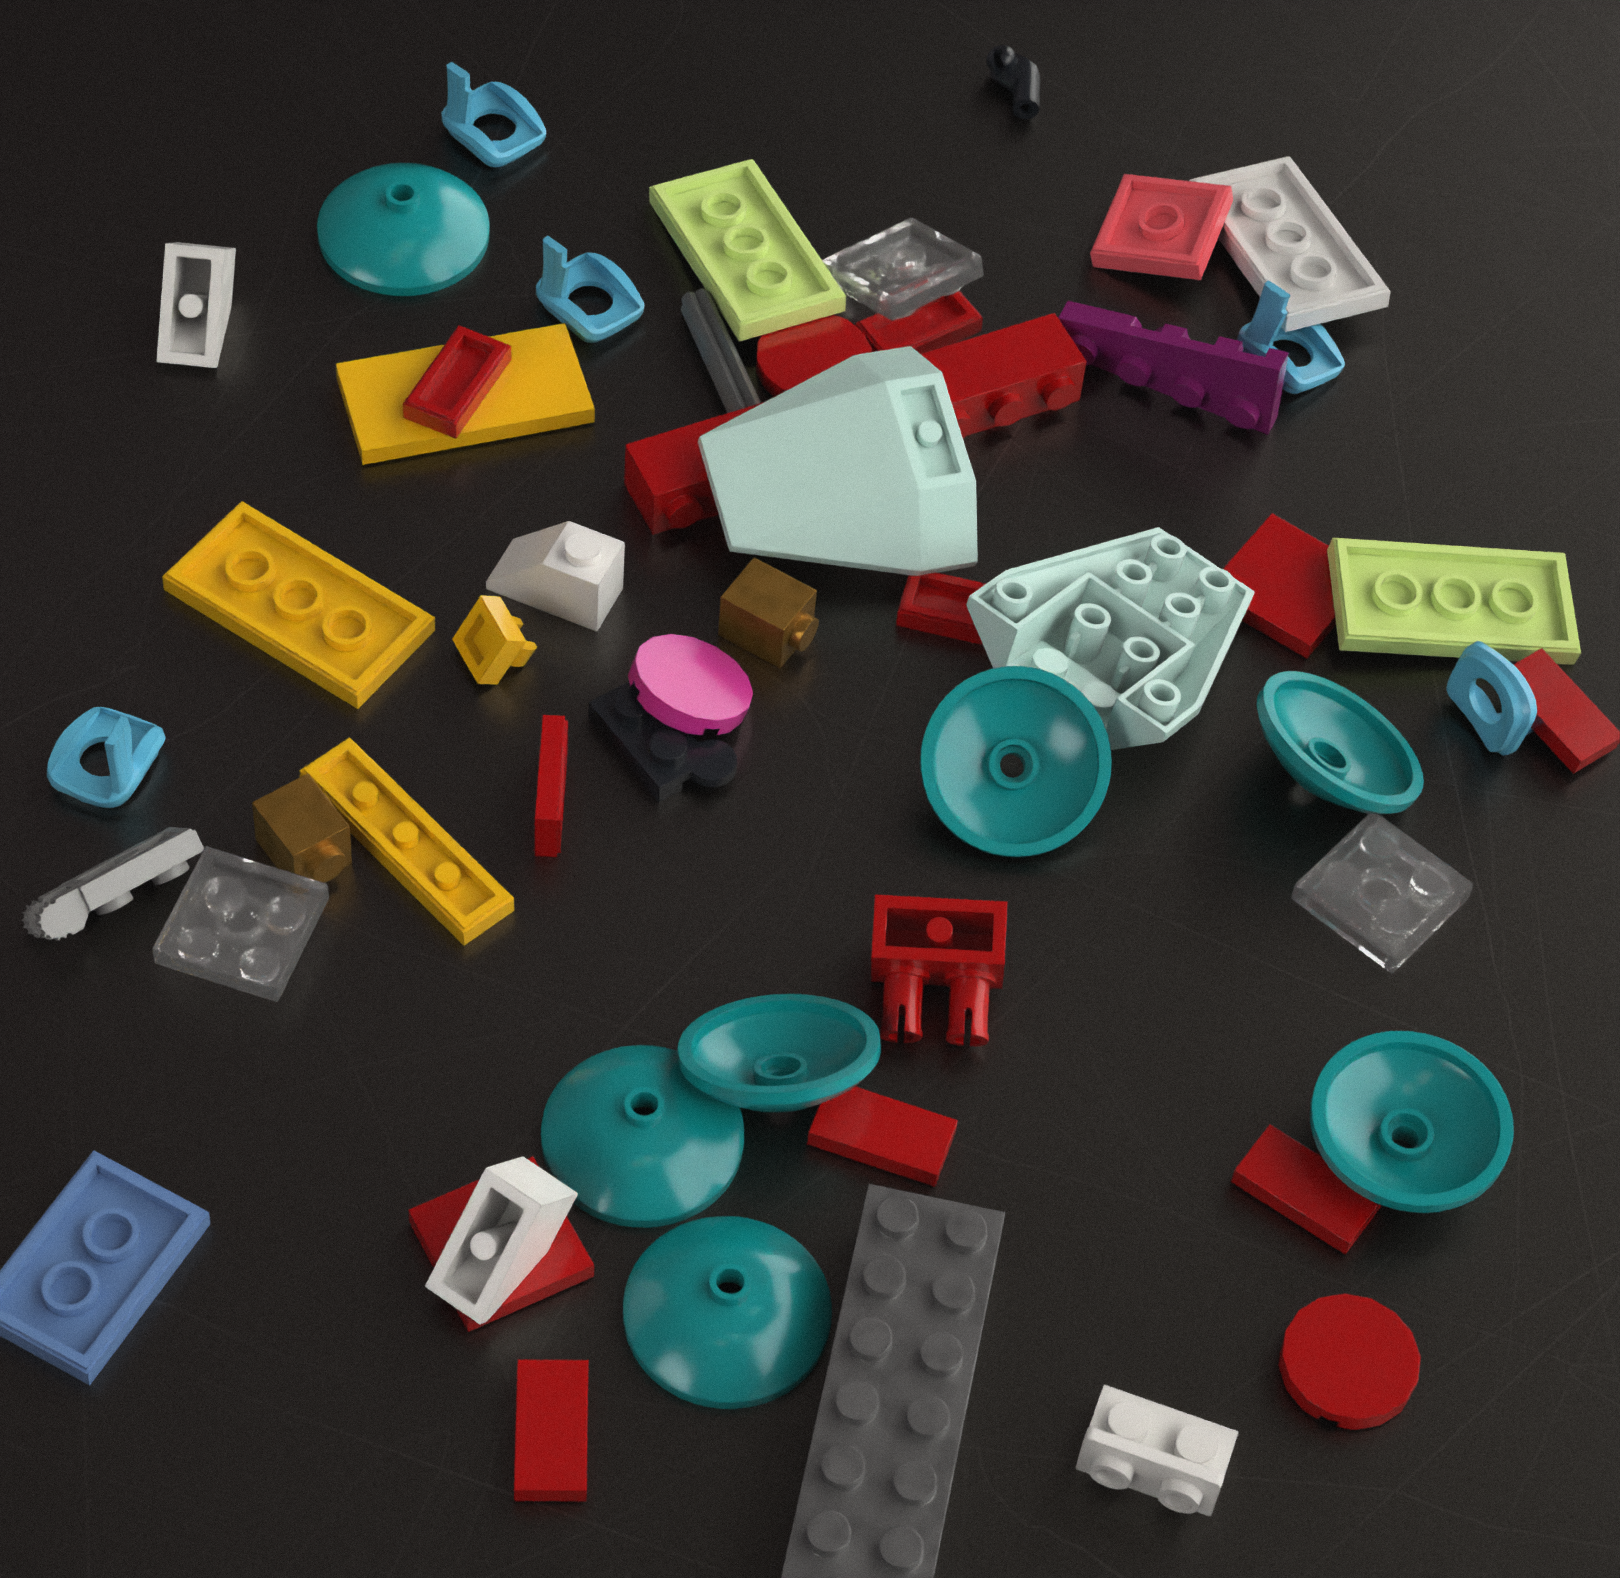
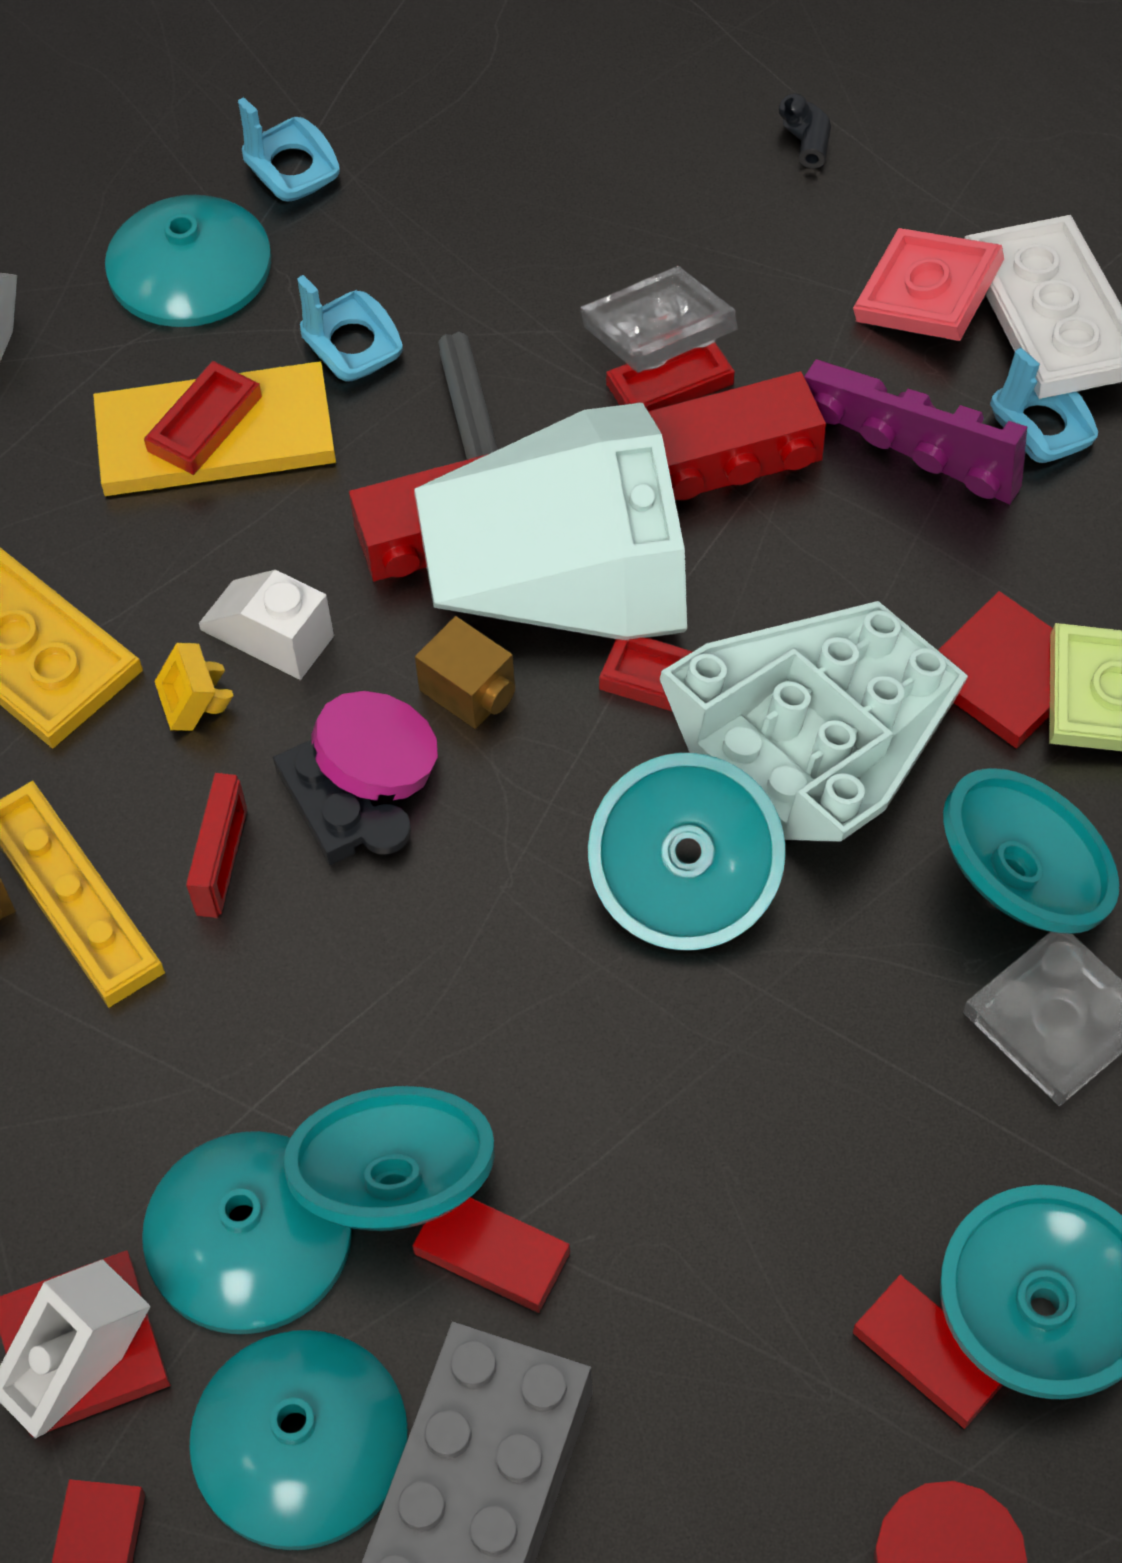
camera: 15 degrees right, 5 degrees up
(747, 249) = (511, 294): yellowish green tile -> none
(806, 350) = (553, 392): red tile -> none
(940, 945) = (575, 1046): red brick -> none

